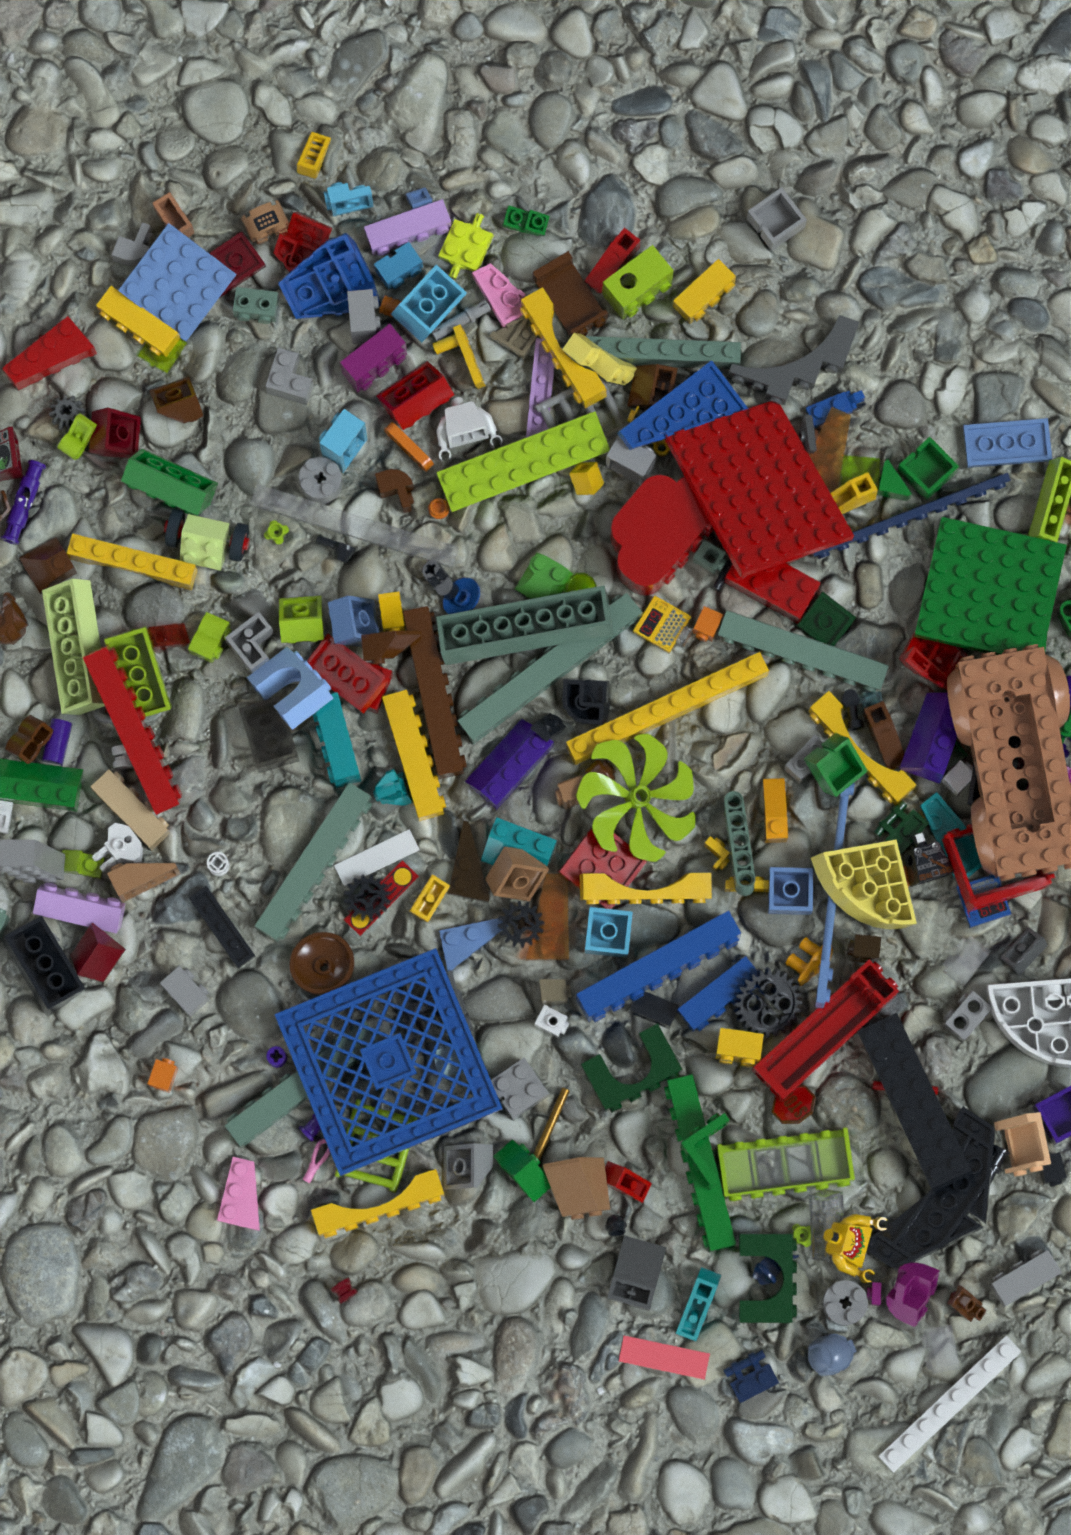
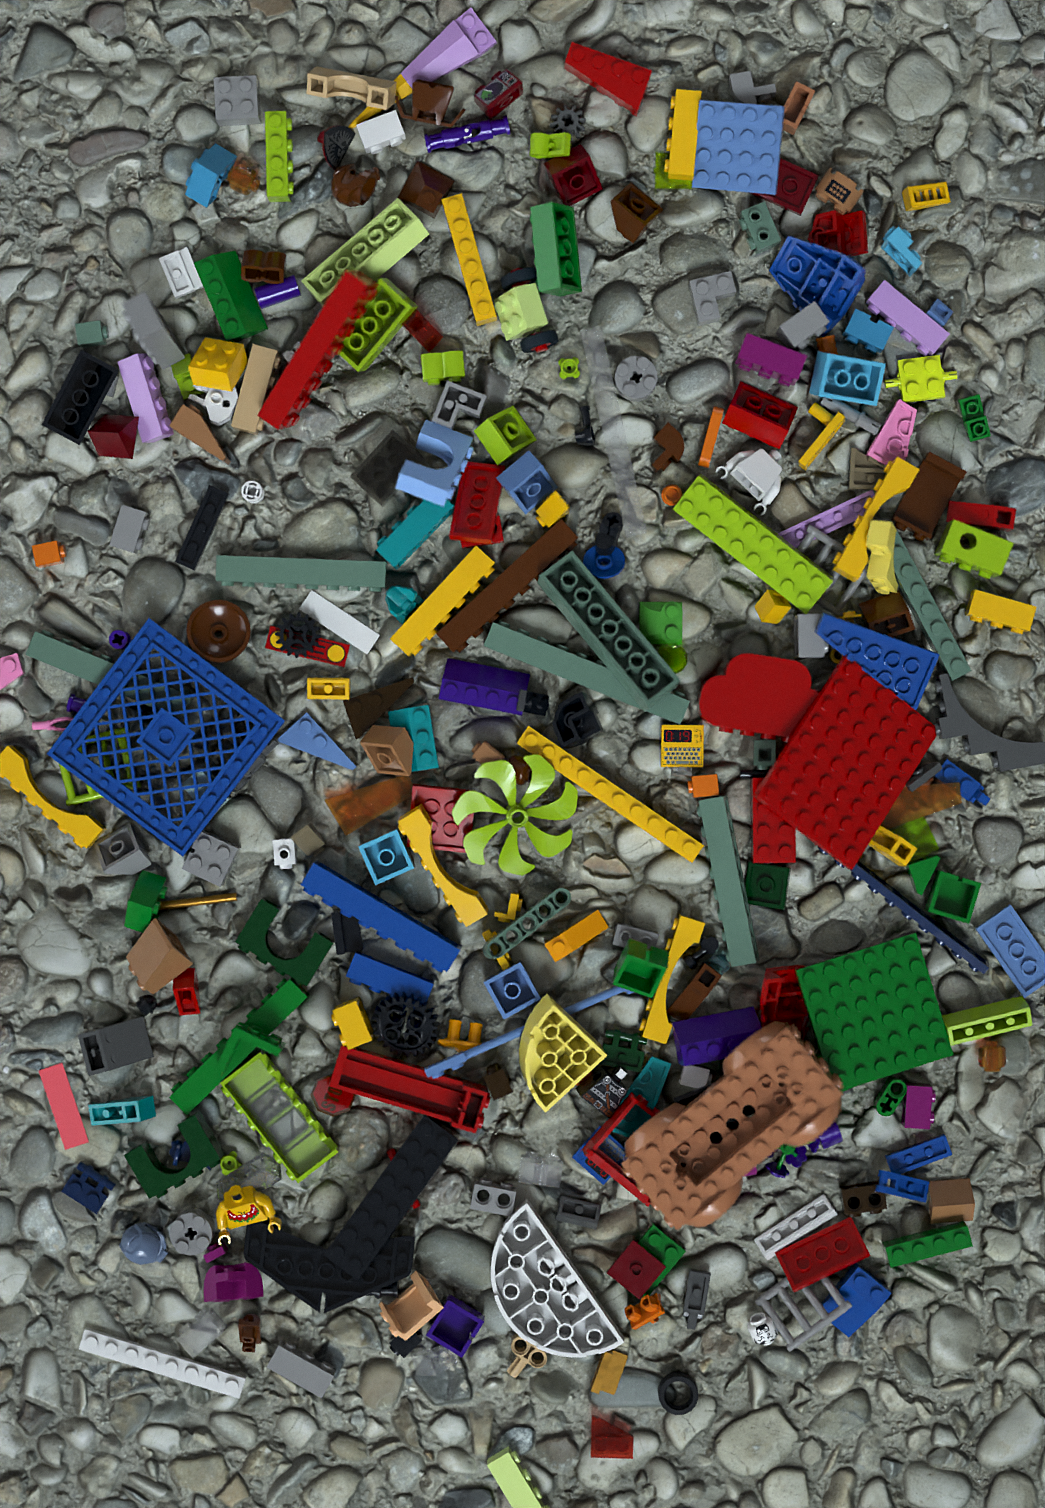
camera: 55 degrees right, 10 degrees up
(90, 825) = (218, 364): none -> yellow brick
(343, 439) = (679, 377): medium azure brick -> none
(386, 645) = (521, 523): reddish brown slope -> none
(510, 921) = (358, 777): black gear -> none

